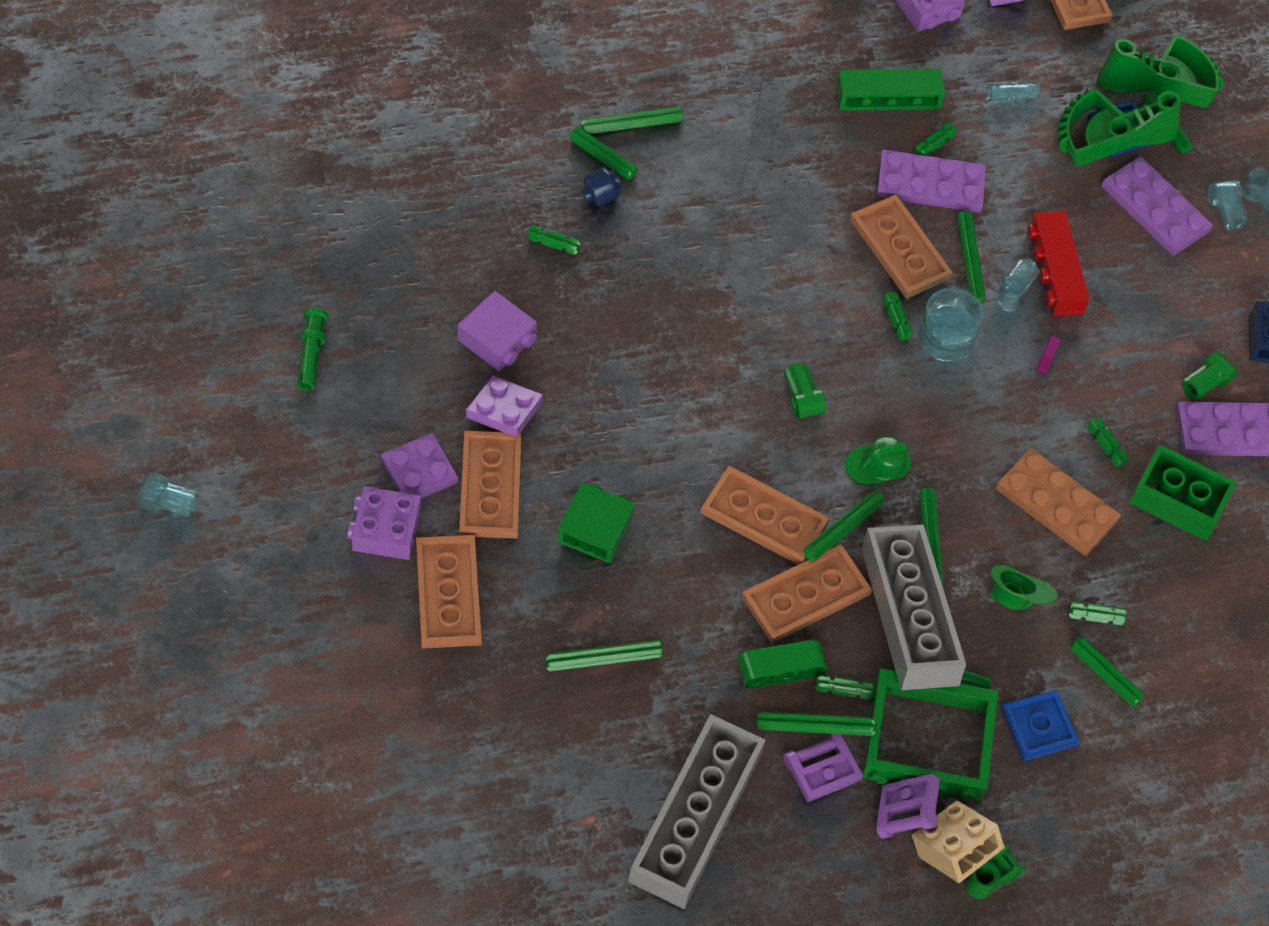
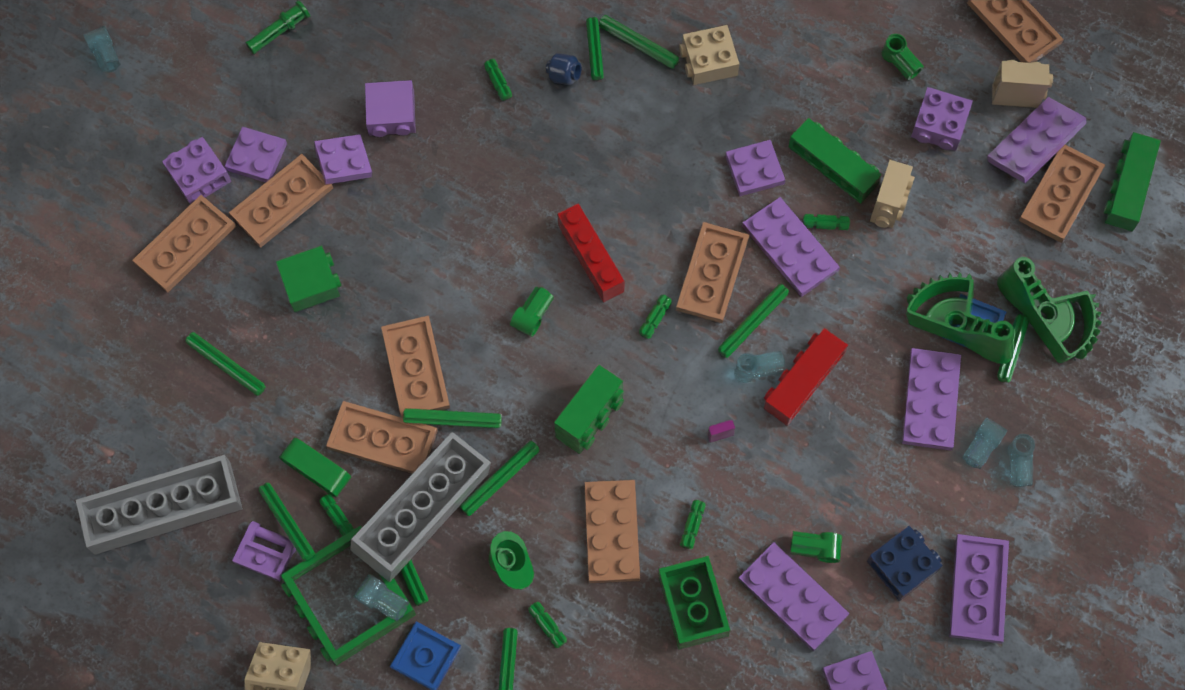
camera: 55 degrees right, 10 degrees up
(703, 85) = (709, 55): none -> tan brick
(795, 307) = (591, 253): none -> red brick
(835, 144) = (755, 168): none -> medium lavender plate
(878, 462) = (529, 399): green piece -> none
(906, 797) = (283, 617): medium lavender plate -> none
(944, 421) = (589, 410): none -> green brick
(950, 324) = (673, 351): clear light blue wheel -> none
(960, 704) = (376, 595): none -> clear light blue piece
(965, 77) = (892, 194): none -> tan brick
(1013, 91) = (923, 233): clear light blue pin -> none

